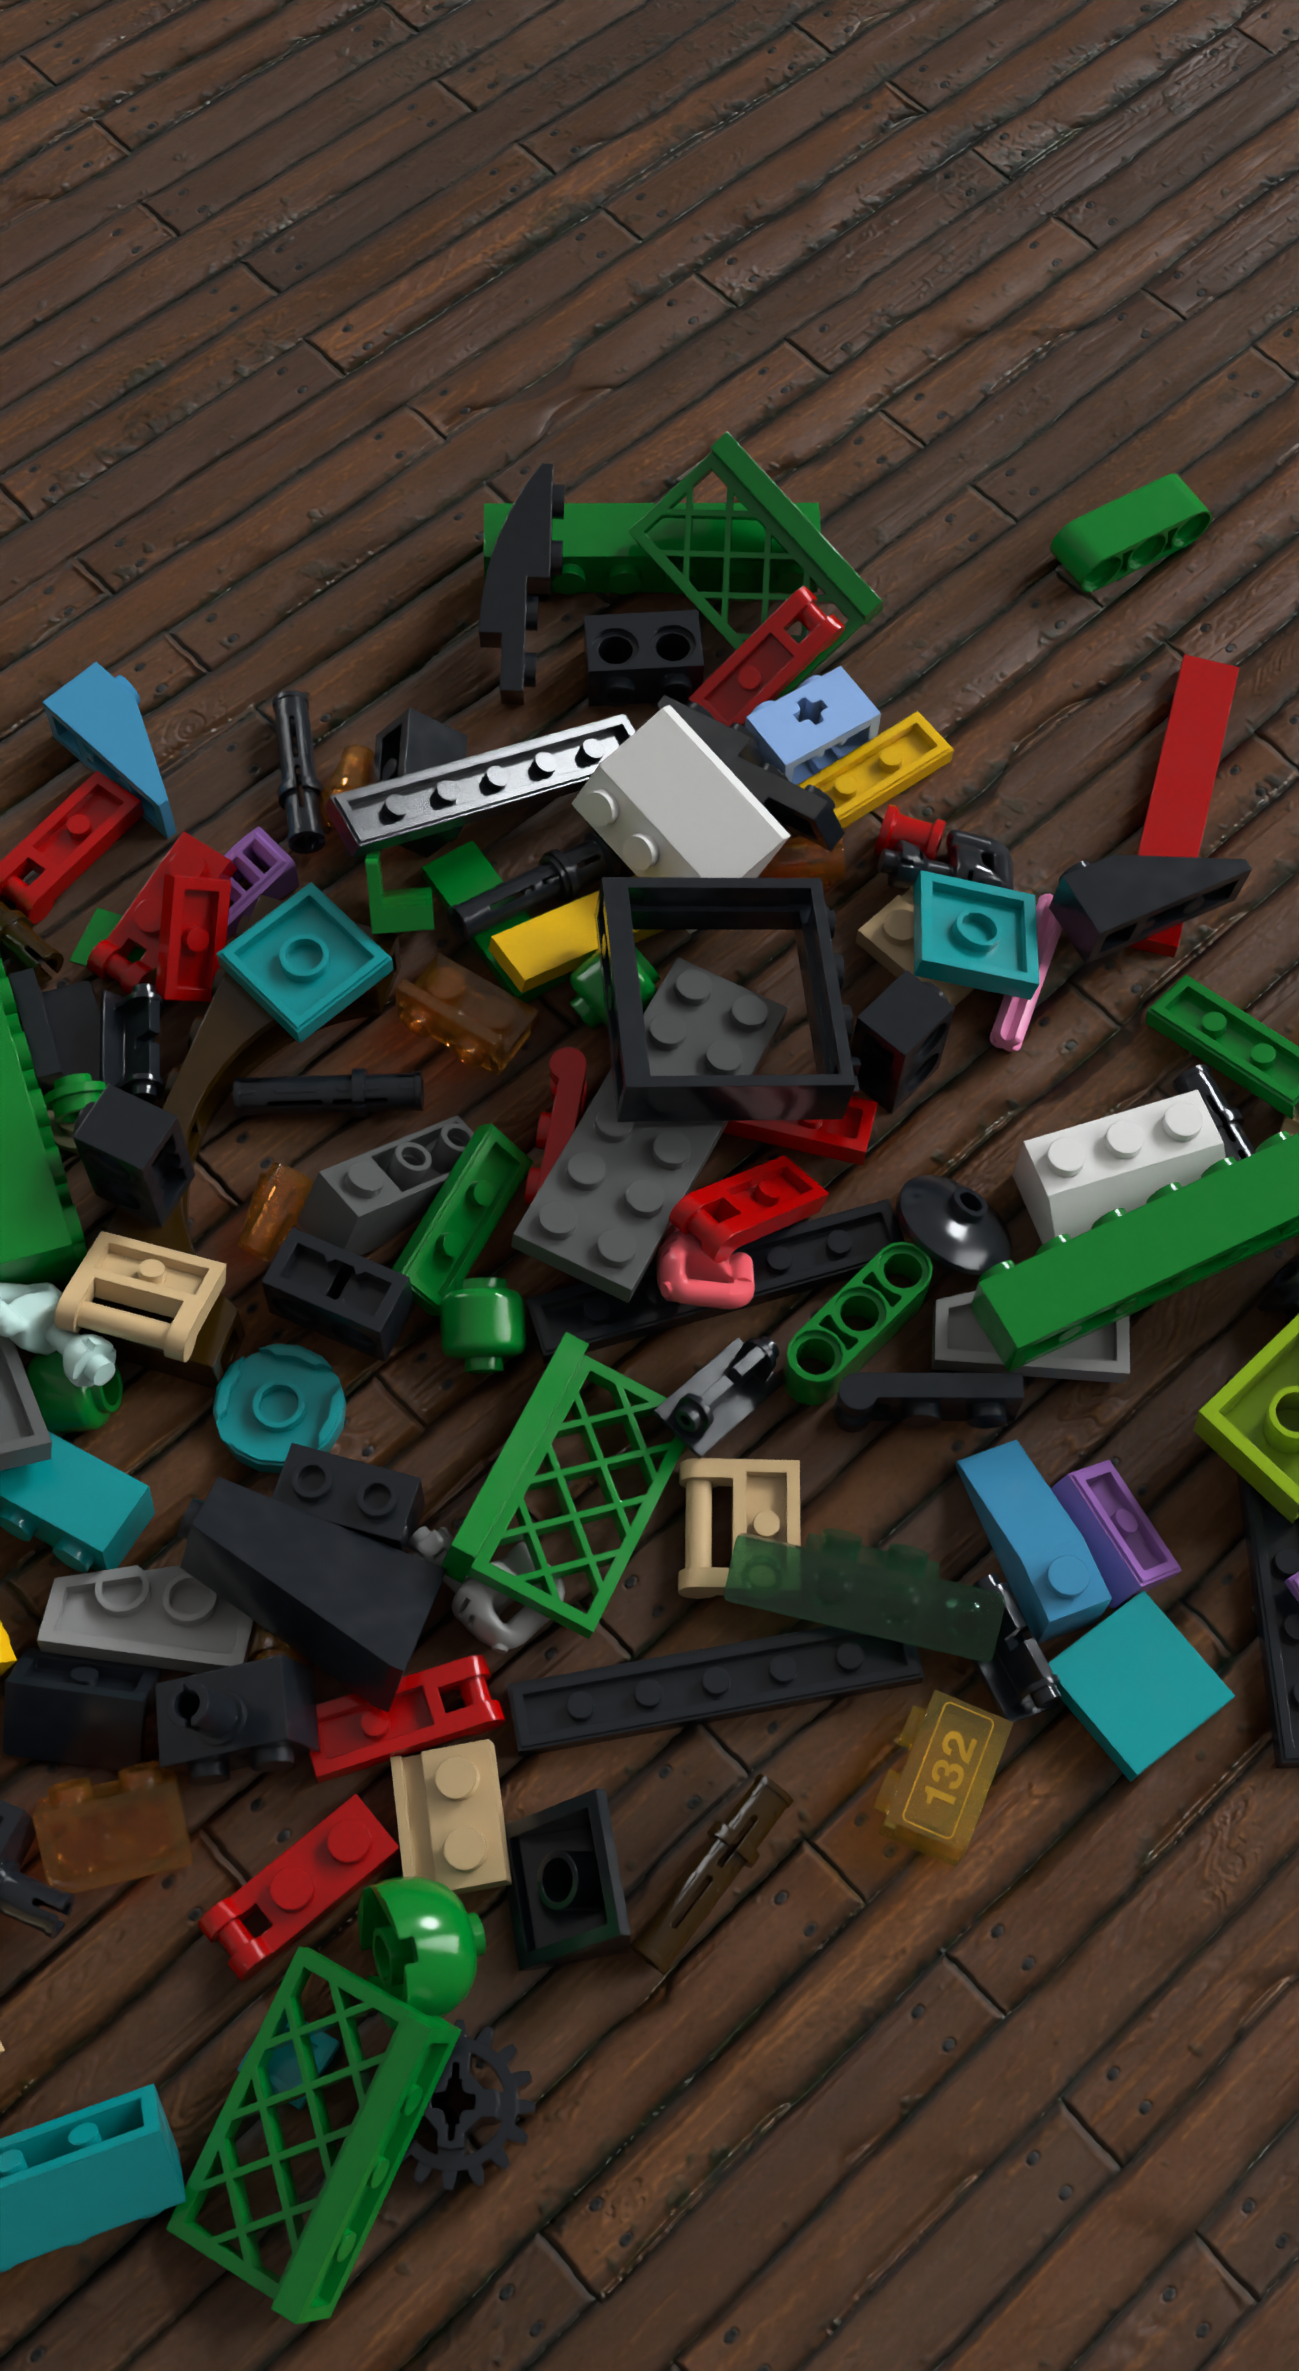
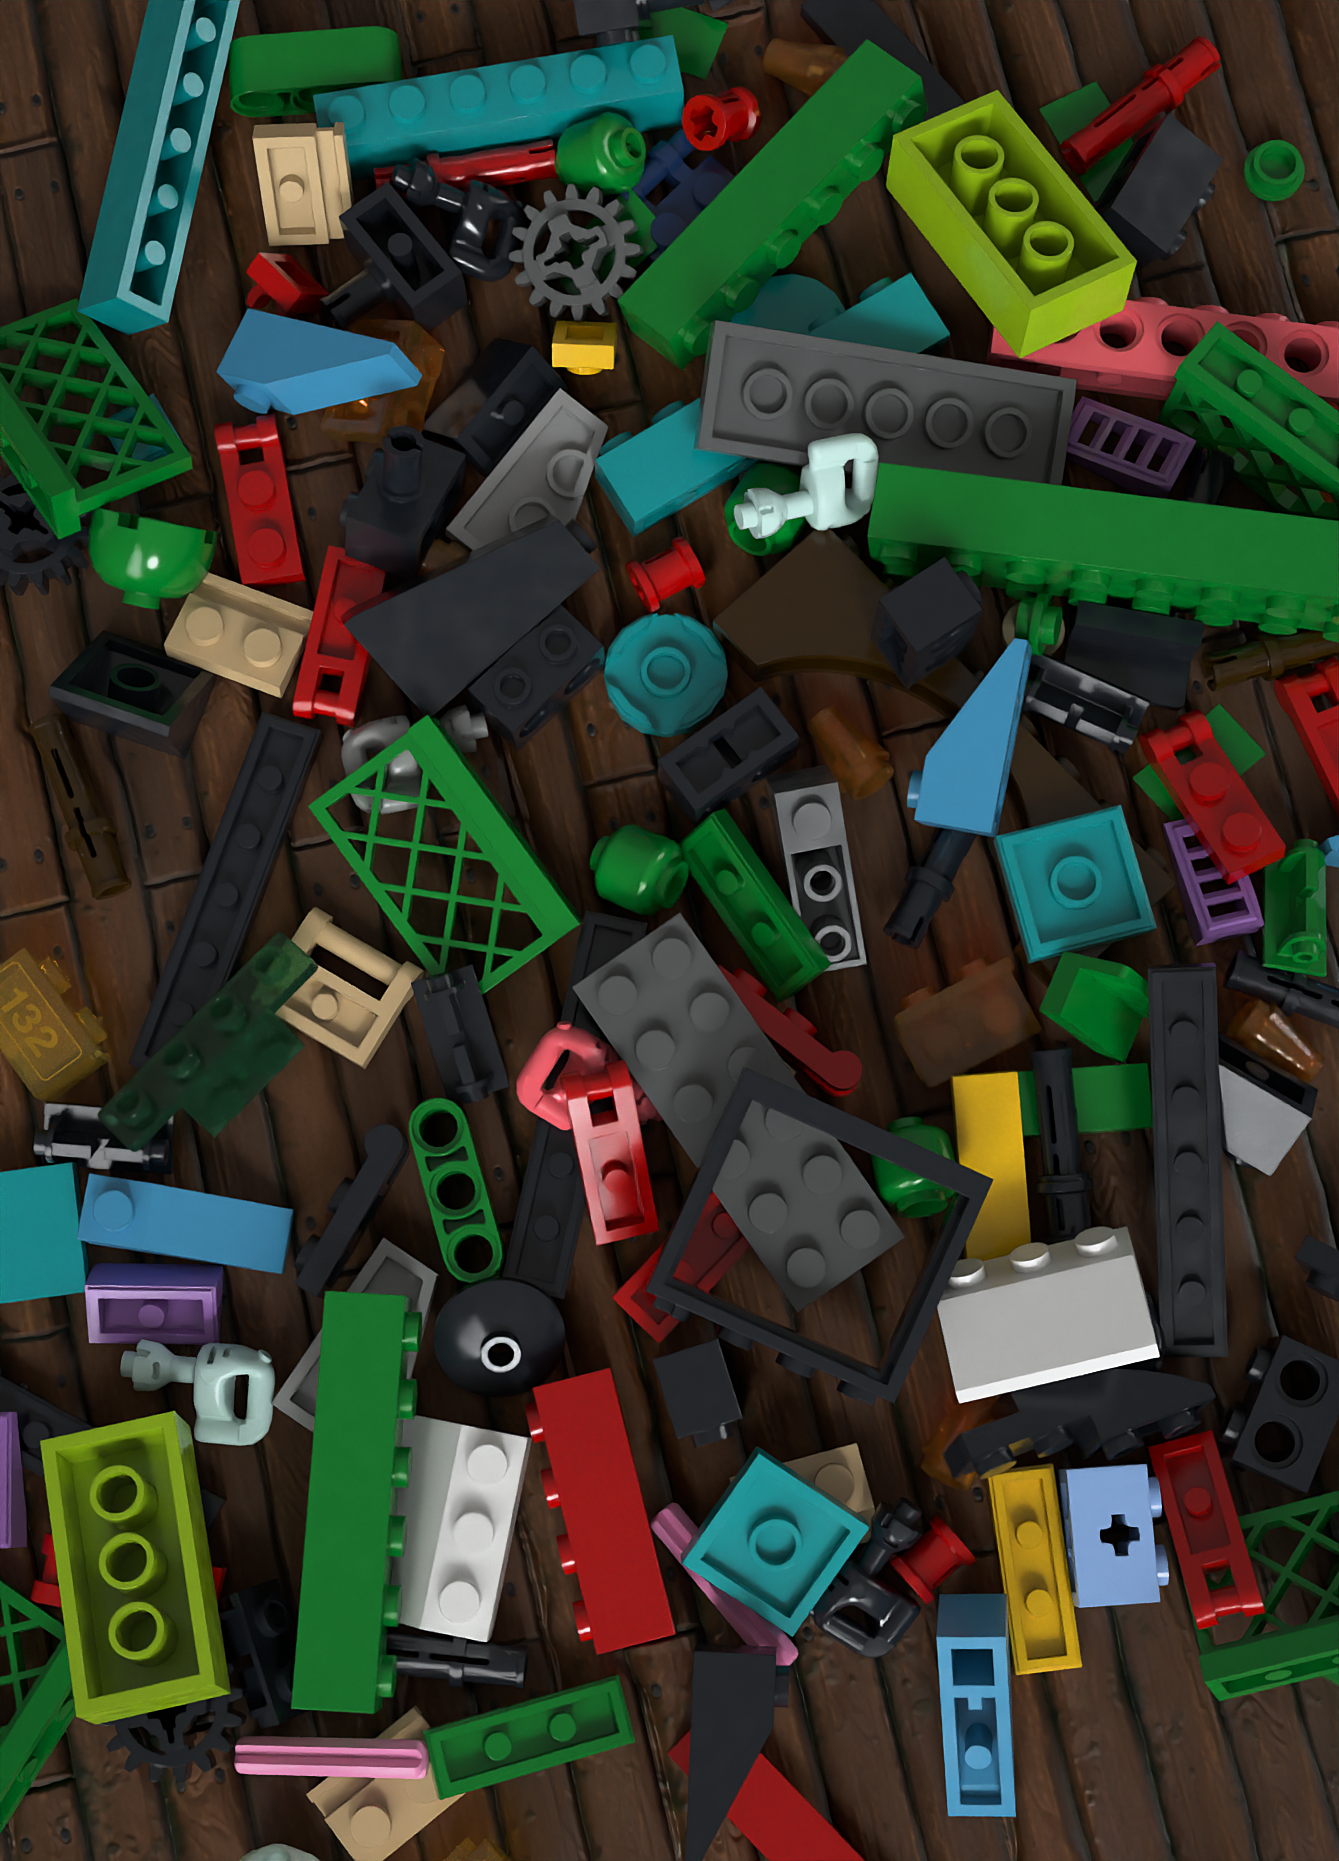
camera: 125 degrees right, 15 degrees up
(44, 1992) = (286, 283): none -> red tile
(136, 1904) = (309, 366): none -> dark azure slope
(144, 1279) = (811, 594): tan plate -> none
(182, 1450) = (665, 574): none -> red bush
(191, 936) = (1163, 801): red plate -> none
(230, 1080) = (972, 759): none -> dark azure slope
(247, 802) = (1296, 911): none -> green hinge
(988, 760) = (976, 1704): none -> dark azure slope
(1033, 1080) = (603, 1512): none -> red brick
(1139, 1436) = (214, 1386): none -> light aqua piece

